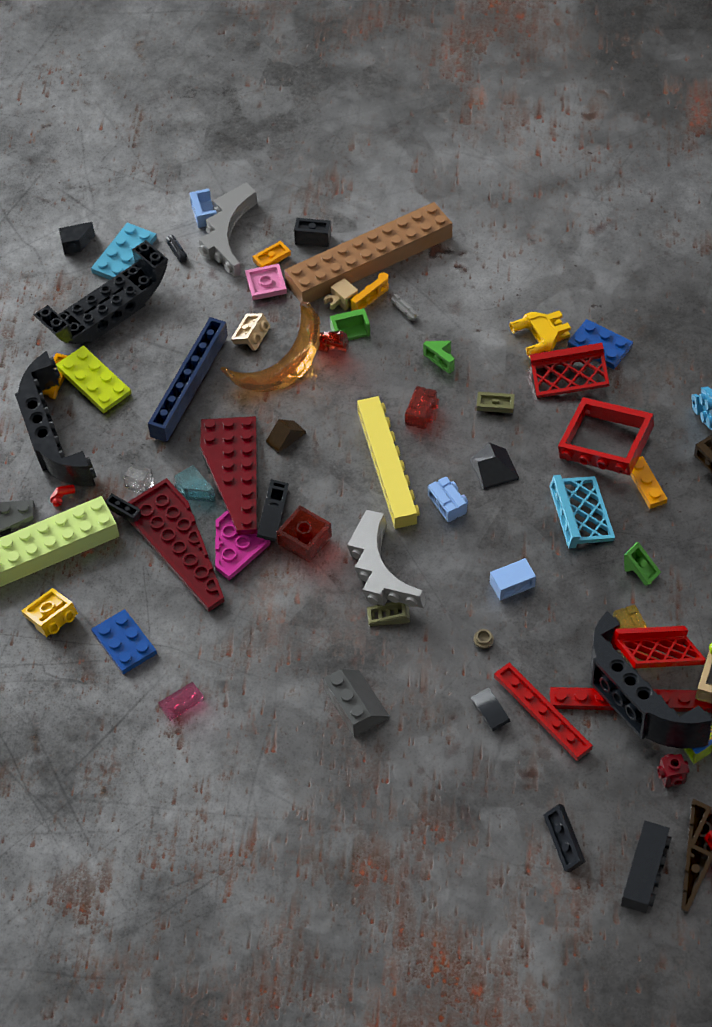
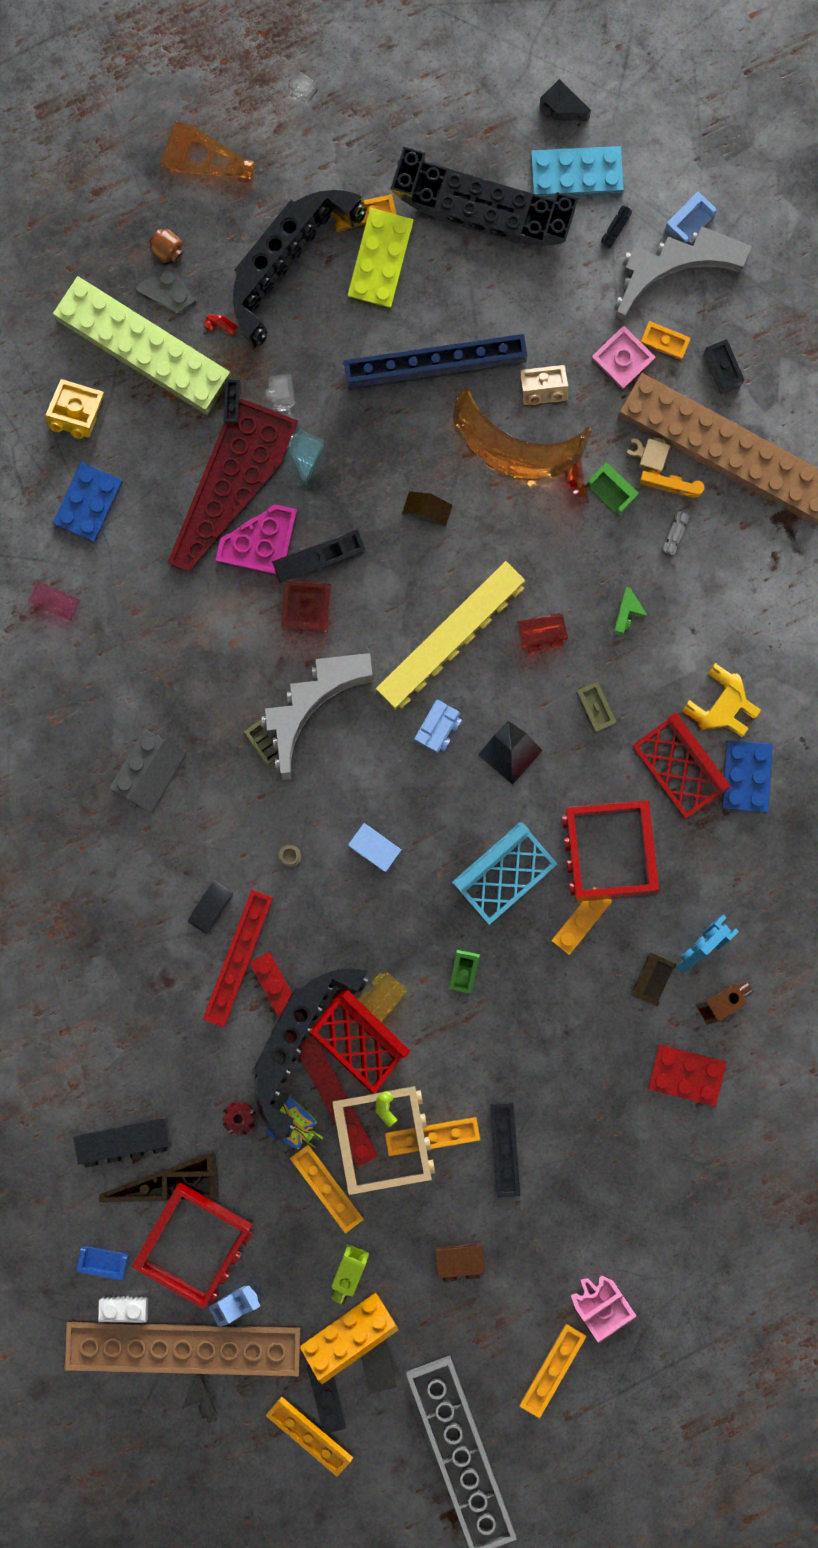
camera: 55 degrees right, 30 degrees up
(232, 459) = (364, 469): dark red wing -> none
(564, 838) = (110, 1050): black plate -> none

